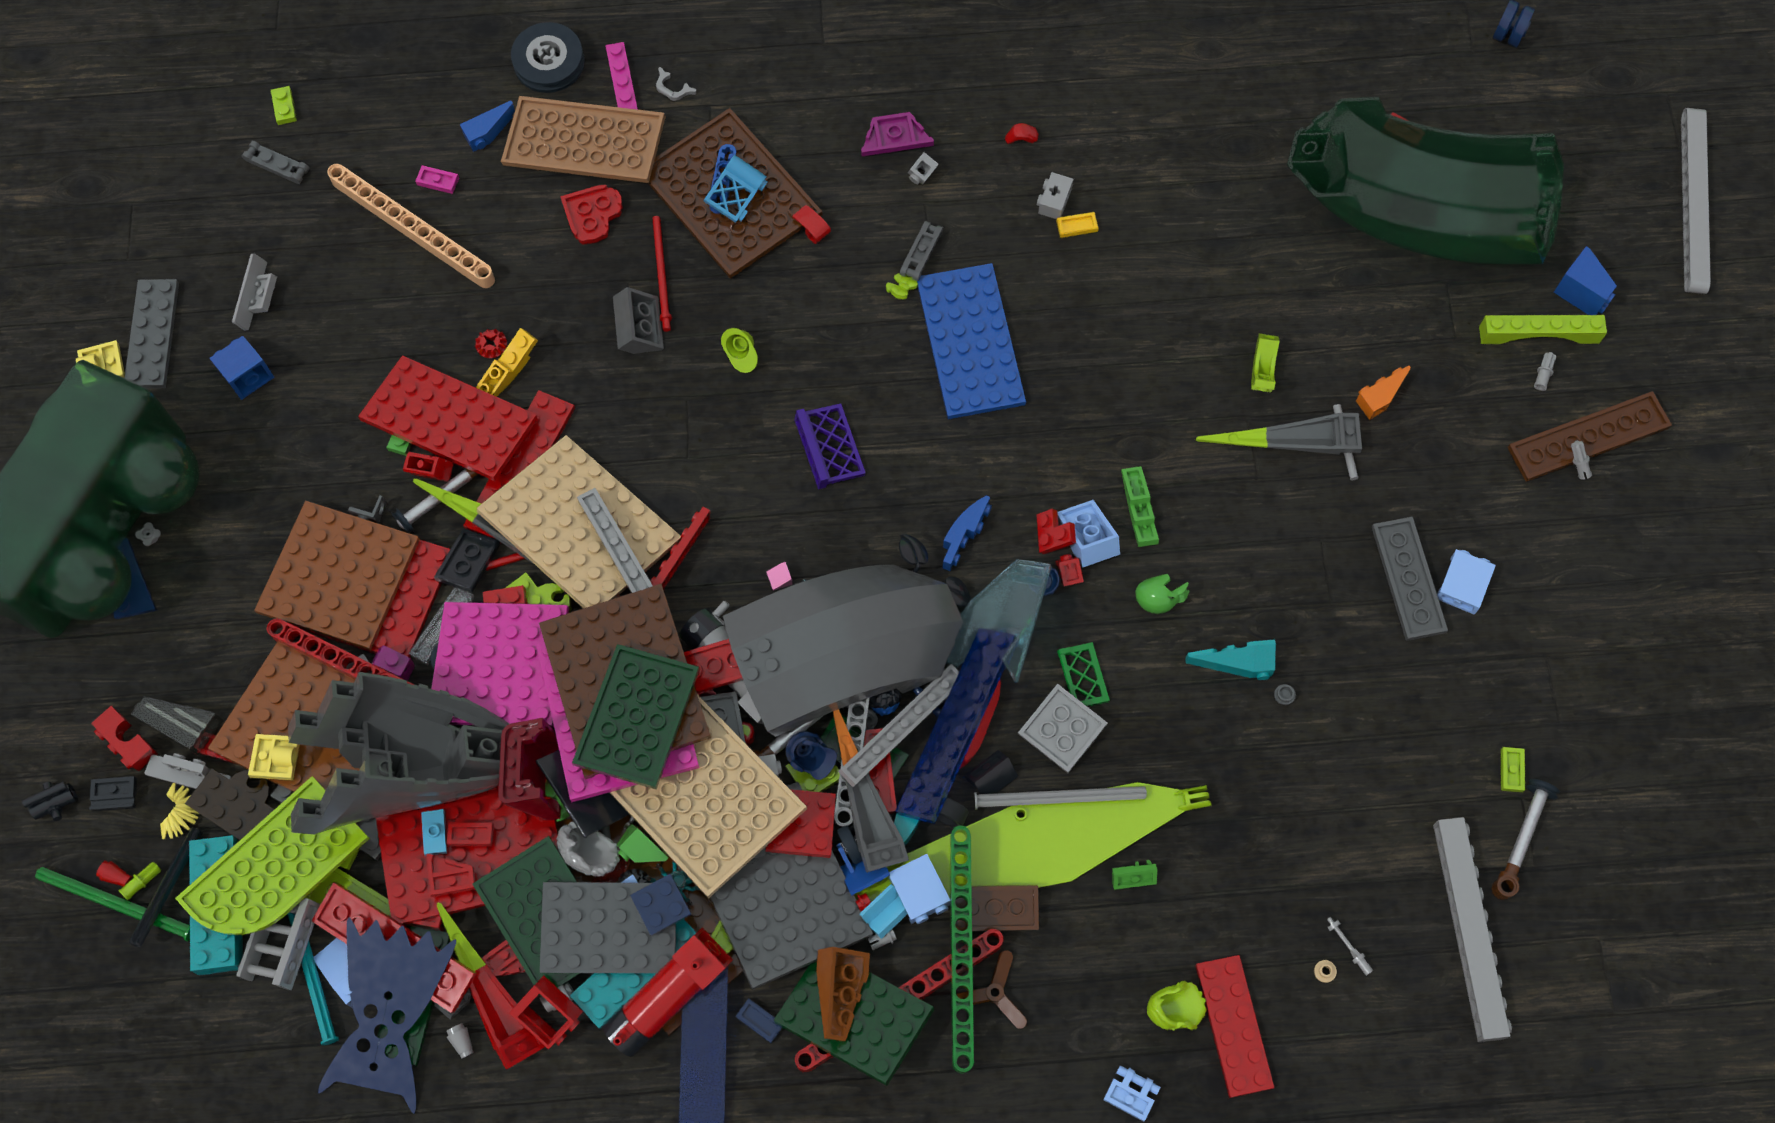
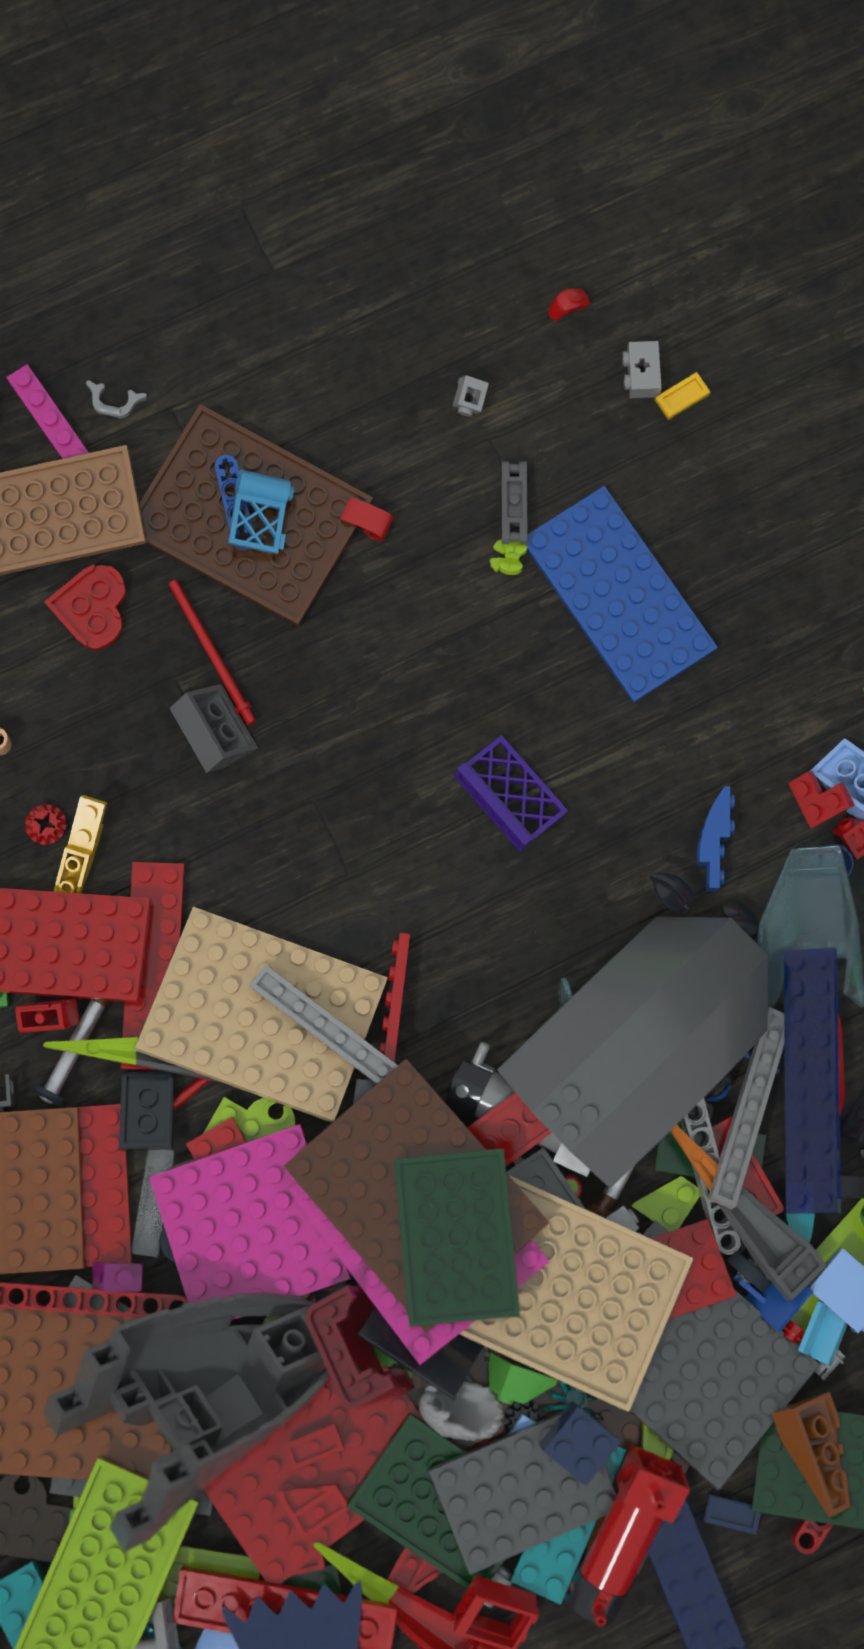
camera: 25 degrees left, 10 degrees up
(273, 757) = (37, 1453): light yellow plate -> none
(434, 832) = (271, 1464): medium azure plate -> none
(740, 349) = (354, 715): lime piece -> none
(779, 576) = (523, 979): bright pink slope -> none
(810, 754) = (659, 1185): dark blue helmet -> none
(895, 134) = (416, 361): magenta wing -> none

